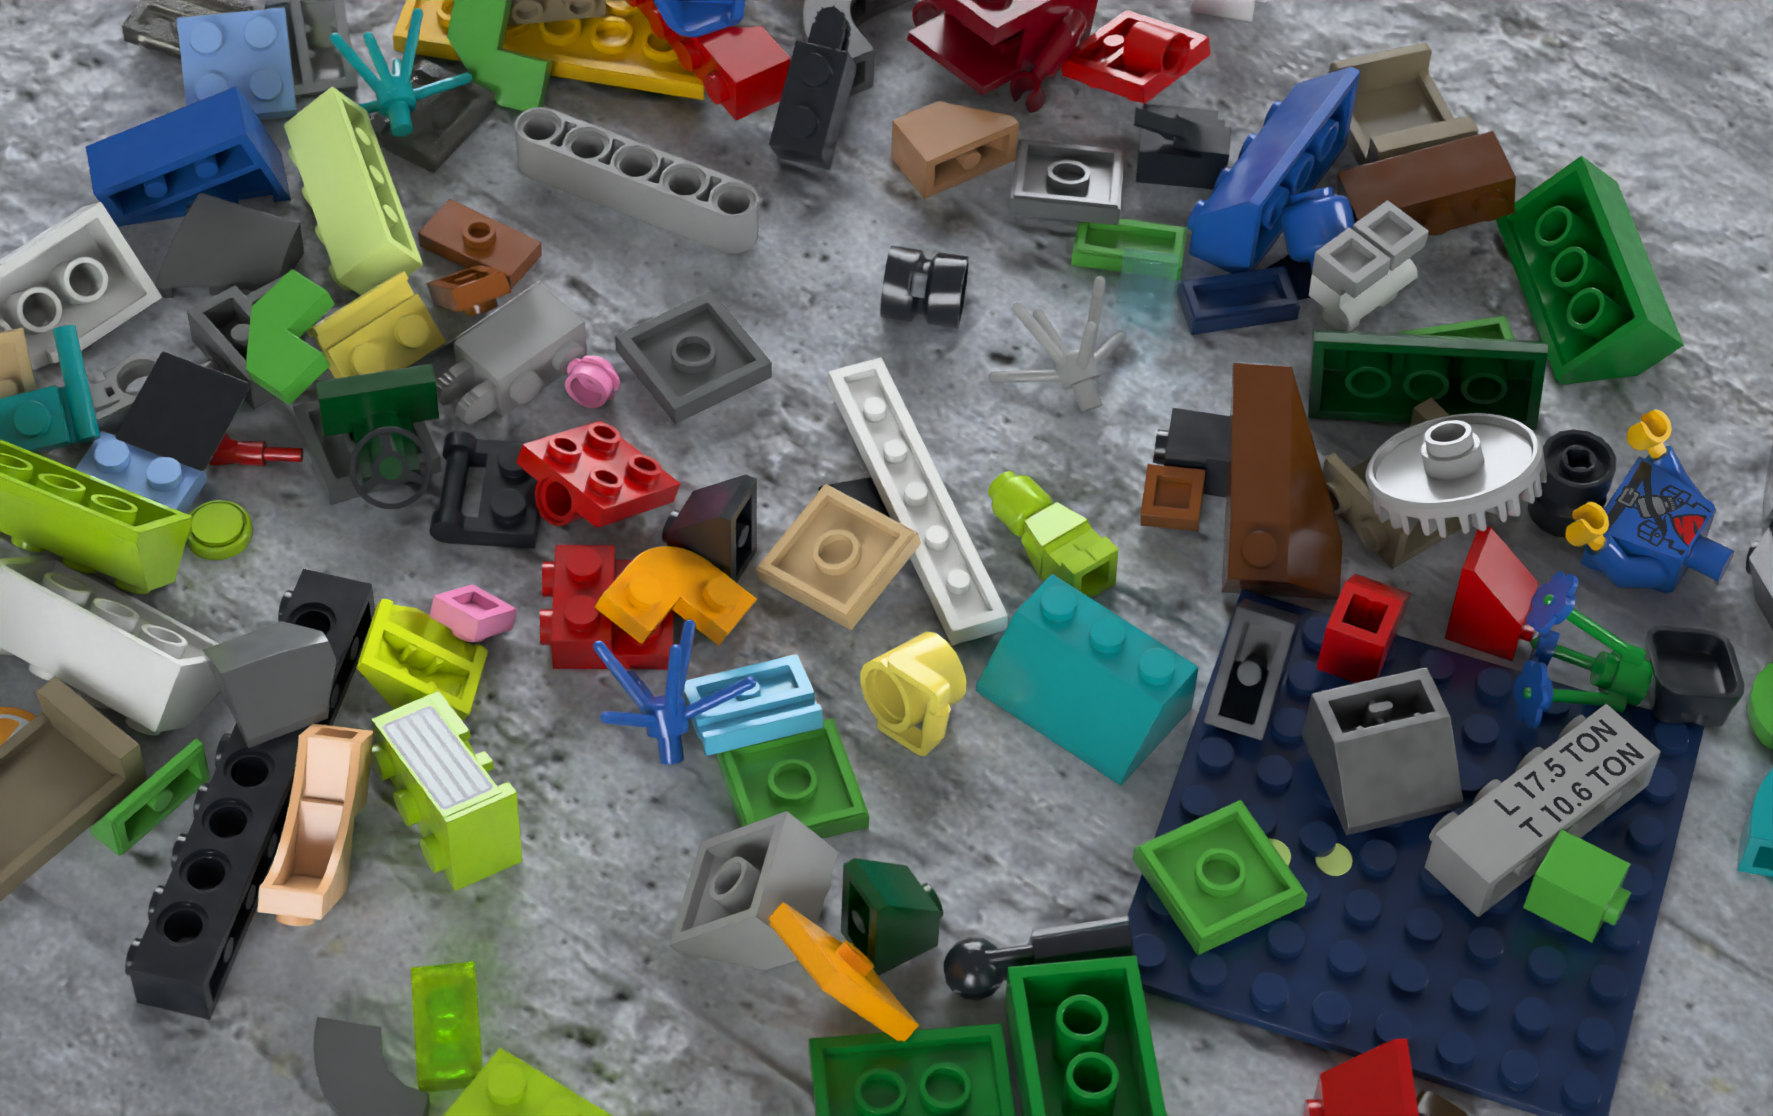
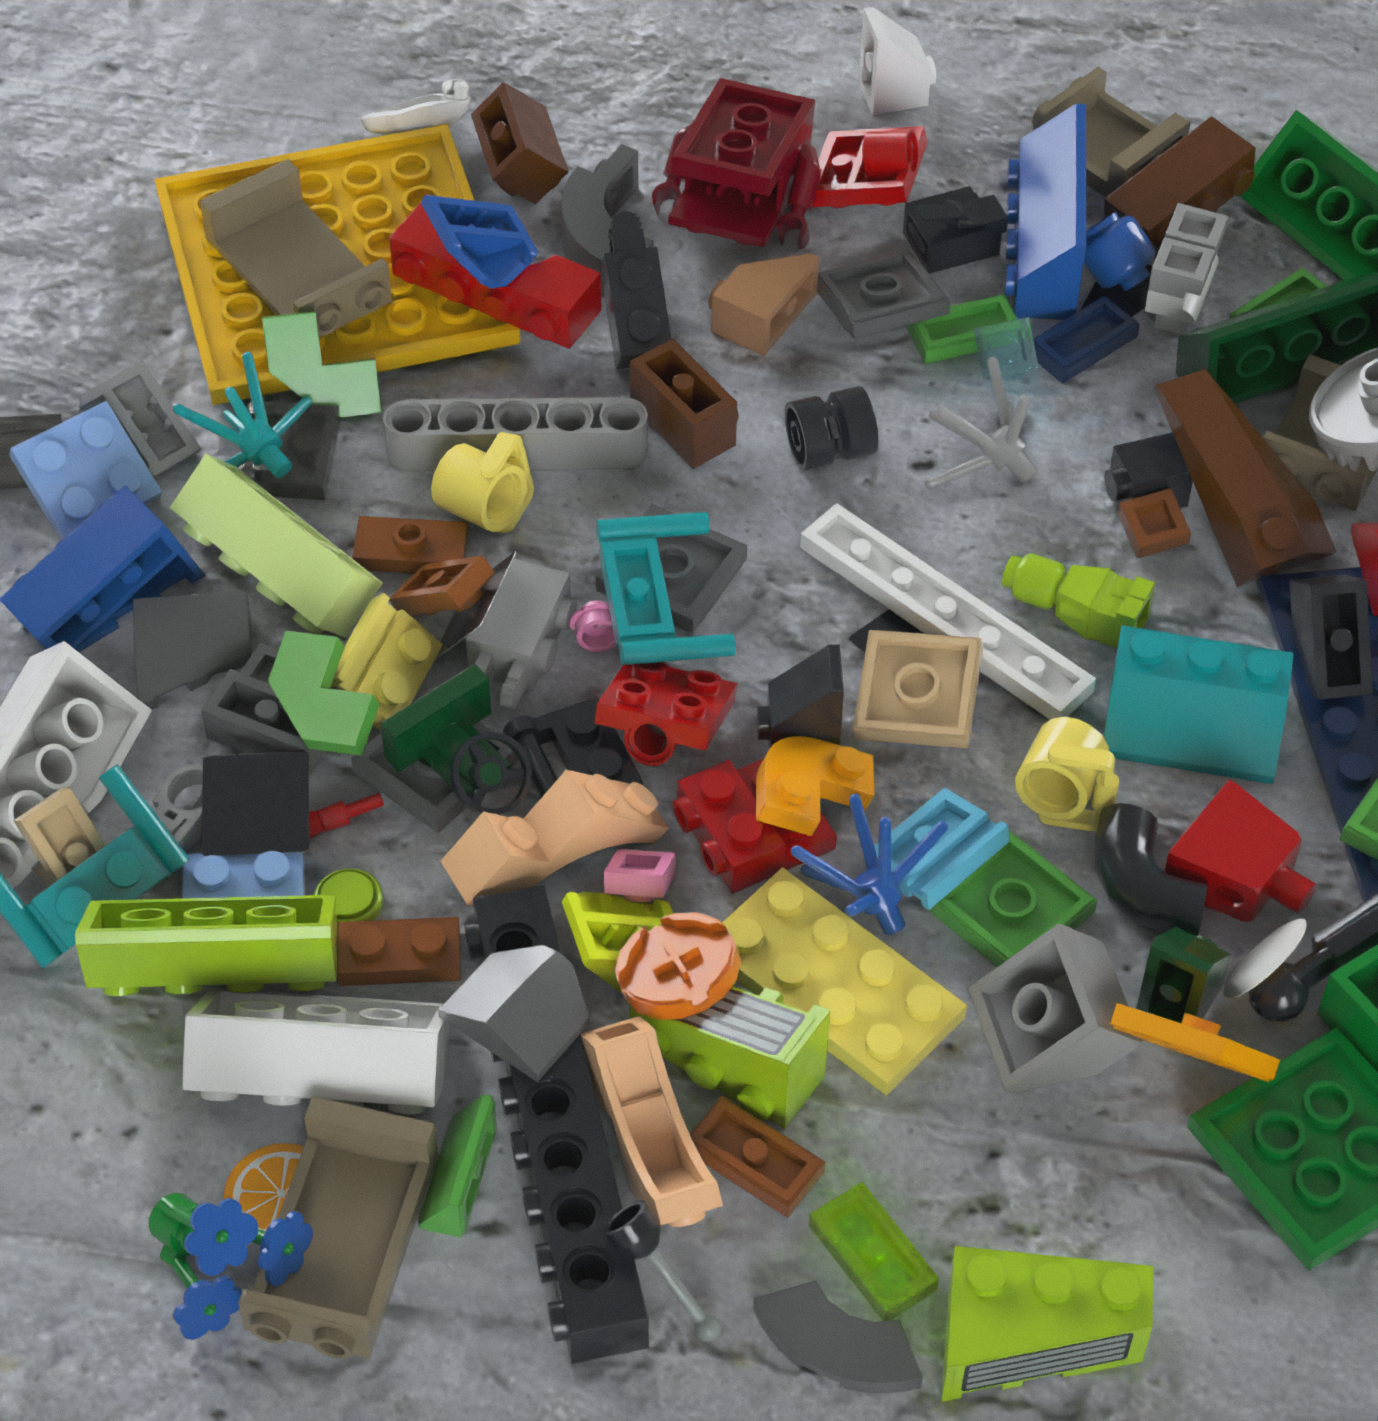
camera: 25 degrees left, 0 degrees up
(224, 590) = (398, 951): none -> dark orange plate
(232, 912) = (636, 1235): none -> hinge
(403, 899) = (756, 1156): none -> dark orange plate
(429, 702) = (678, 966): none -> orange tile
(432, 540) = (567, 823): none -> light nougat arch
(570, 217) = (484, 486): none -> light yellow piece
(584, 783) = (880, 1004): none -> light yellow plate
(635, 359) = (639, 592): none -> teal plate
(801, 210) = (684, 403): none -> reddish brown brick
(914, 813) = (1133, 878): none -> black cylinder
(975, 931) = (1265, 958): none -> white sticker
(1023, 833) = (1242, 856): none -> red torso

